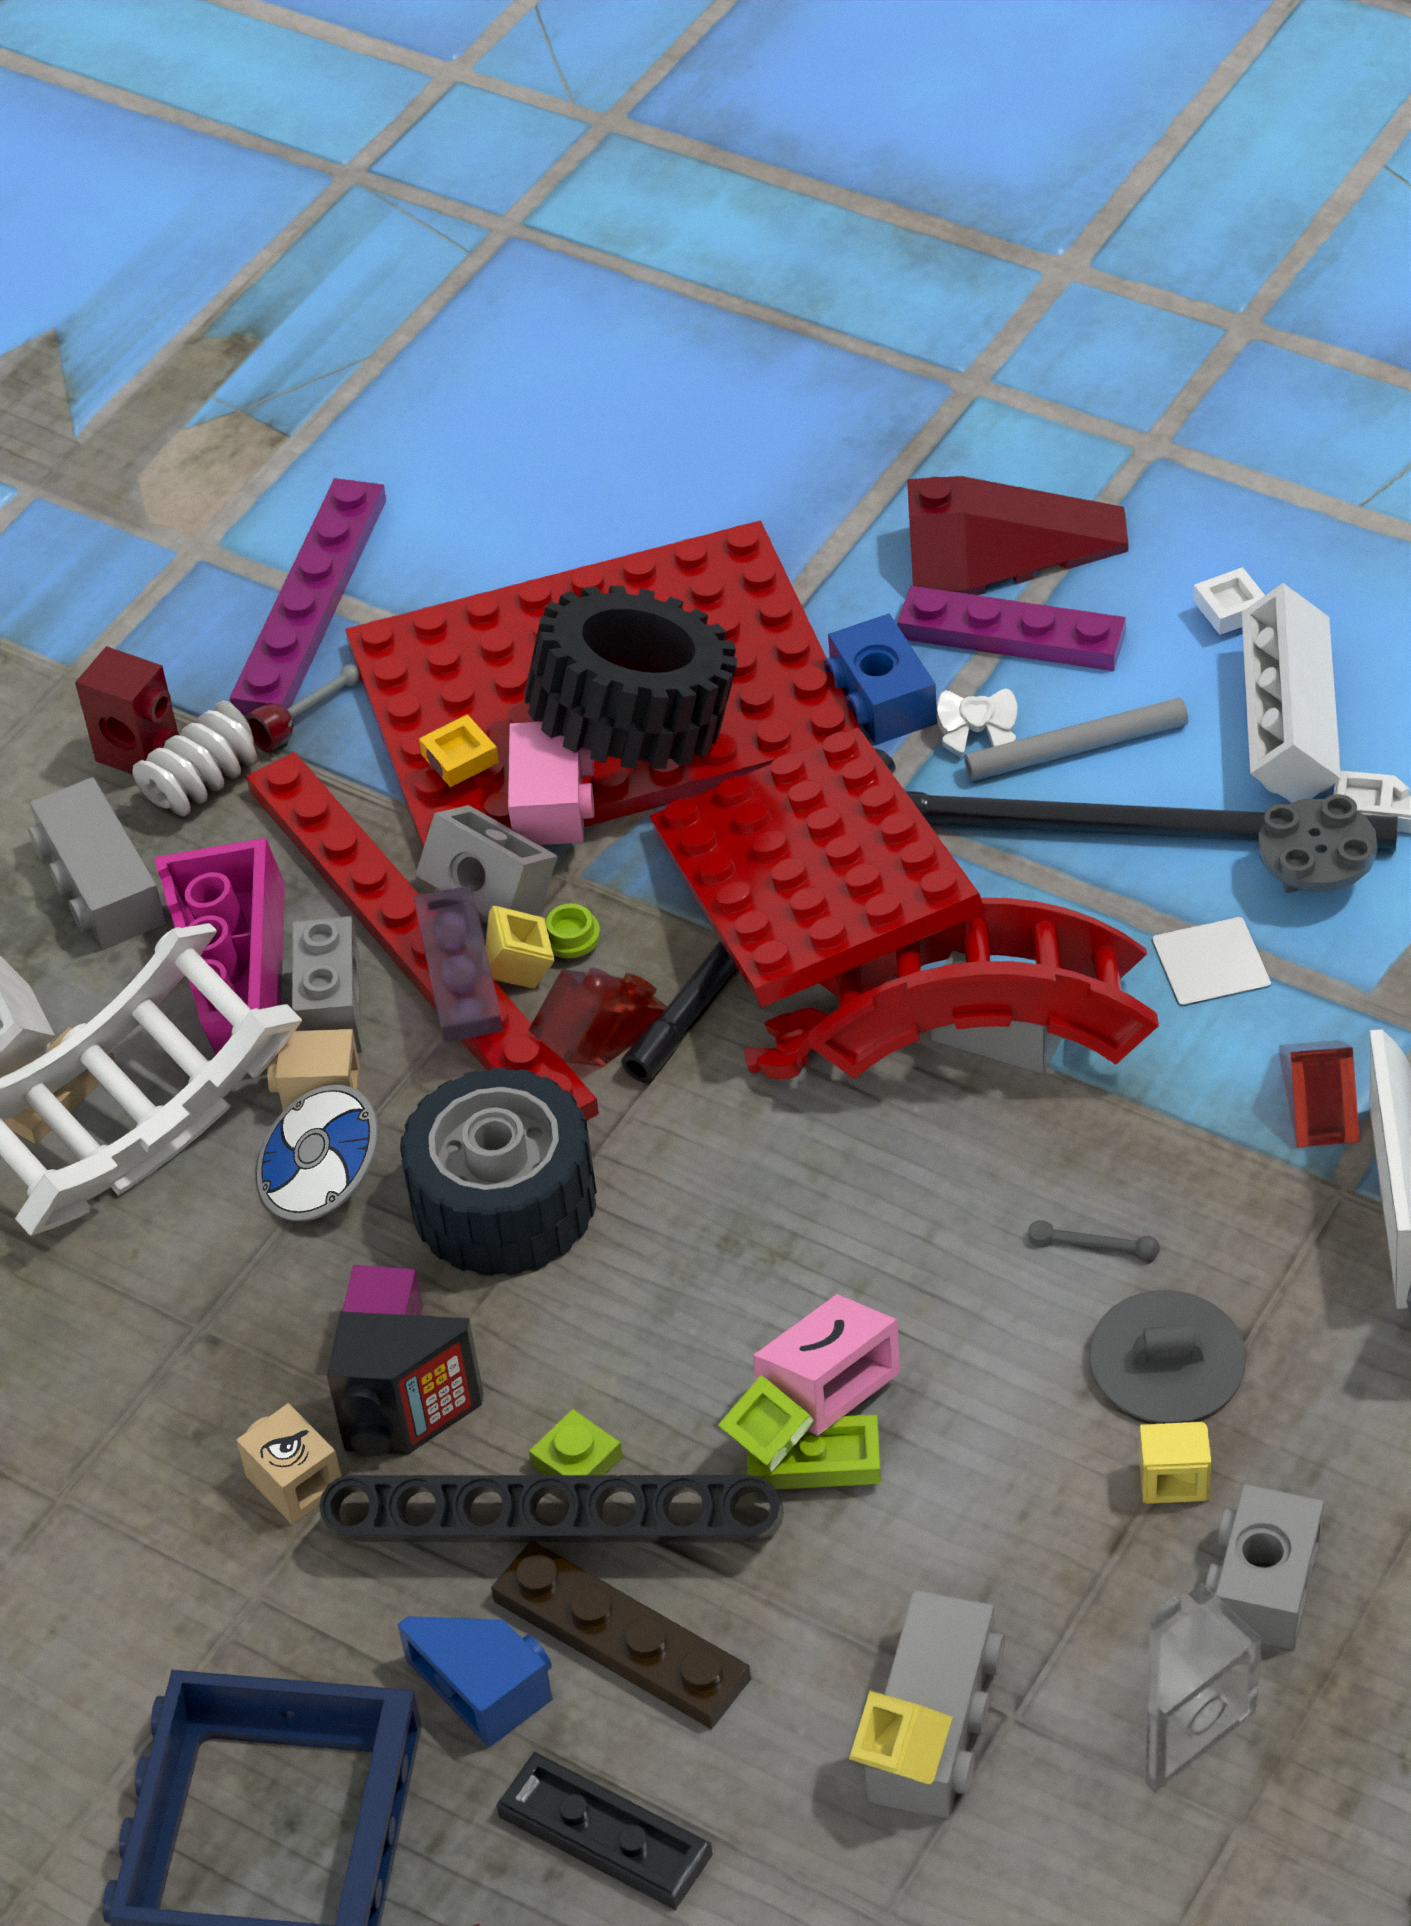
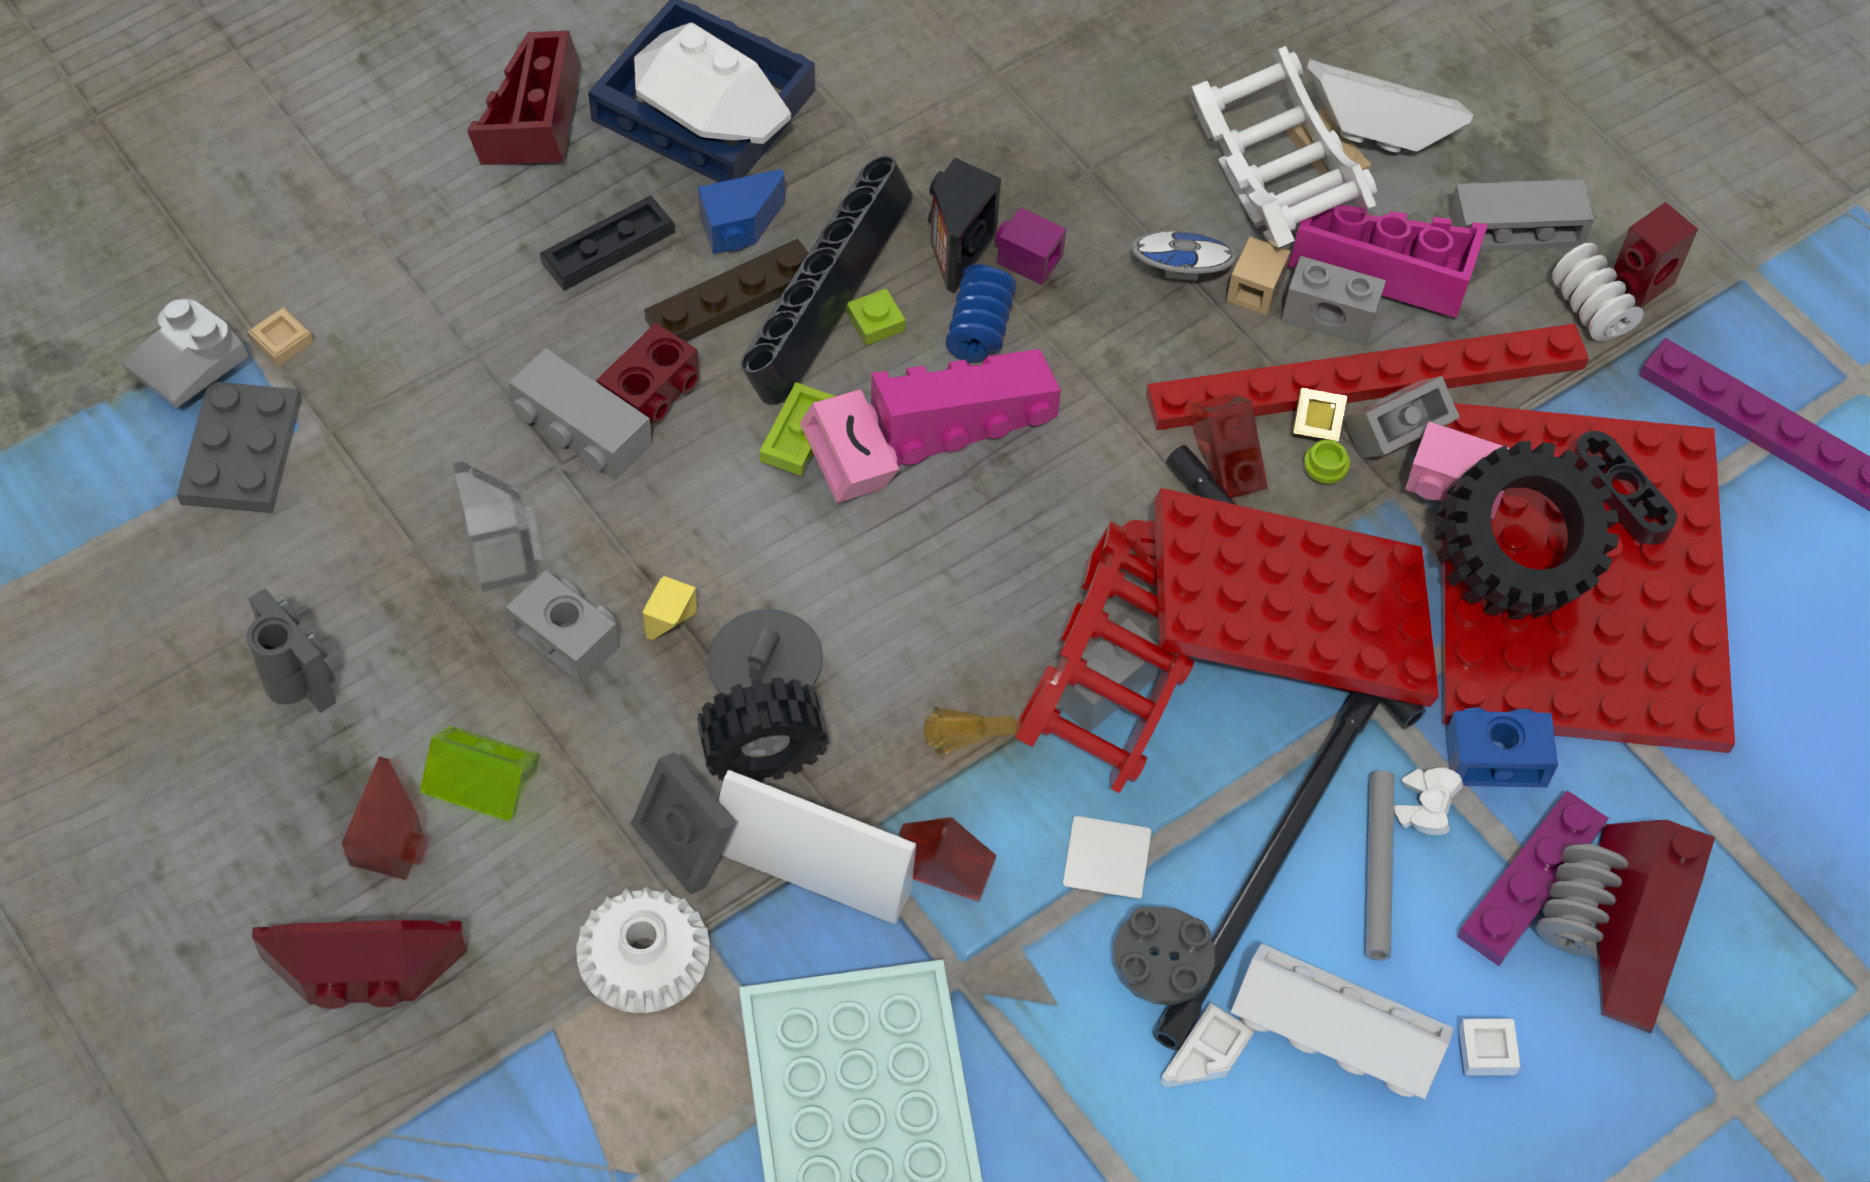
camera: 105 degrees right, 10 degrees up
(273, 723) = (1624, 355): dark red hinge -> none
(288, 1462) = (934, 157): tan brick -> none
(295, 1778) = (708, 86): none -> white wedge
(458, 750) = (1523, 425): yellow plate -> none
(458, 964) = (1306, 364): clear purple plate -> none
(480, 681) = (1629, 509): none -> black beam
(499, 1171) = (1108, 330): black wheel -> none
(529, 1320) = (980, 313): none -> blue piece
(688, 1277) = (963, 403): none -> dark pink wedge
(766, 1423) = (813, 386): lime plate -> none
(824, 1664) = (657, 368): none -> dark red brick
(901, 1737) = (544, 360): light yellow slope -> none
(1027, 564) = (1578, 896): none -> light grey piece
(1042, 1235) = (909, 636): dark grey hinge -> none
(1154, 1131) = (954, 729): none -> clear yellow cone
(1301, 1262) = (763, 730): none -> black wheel

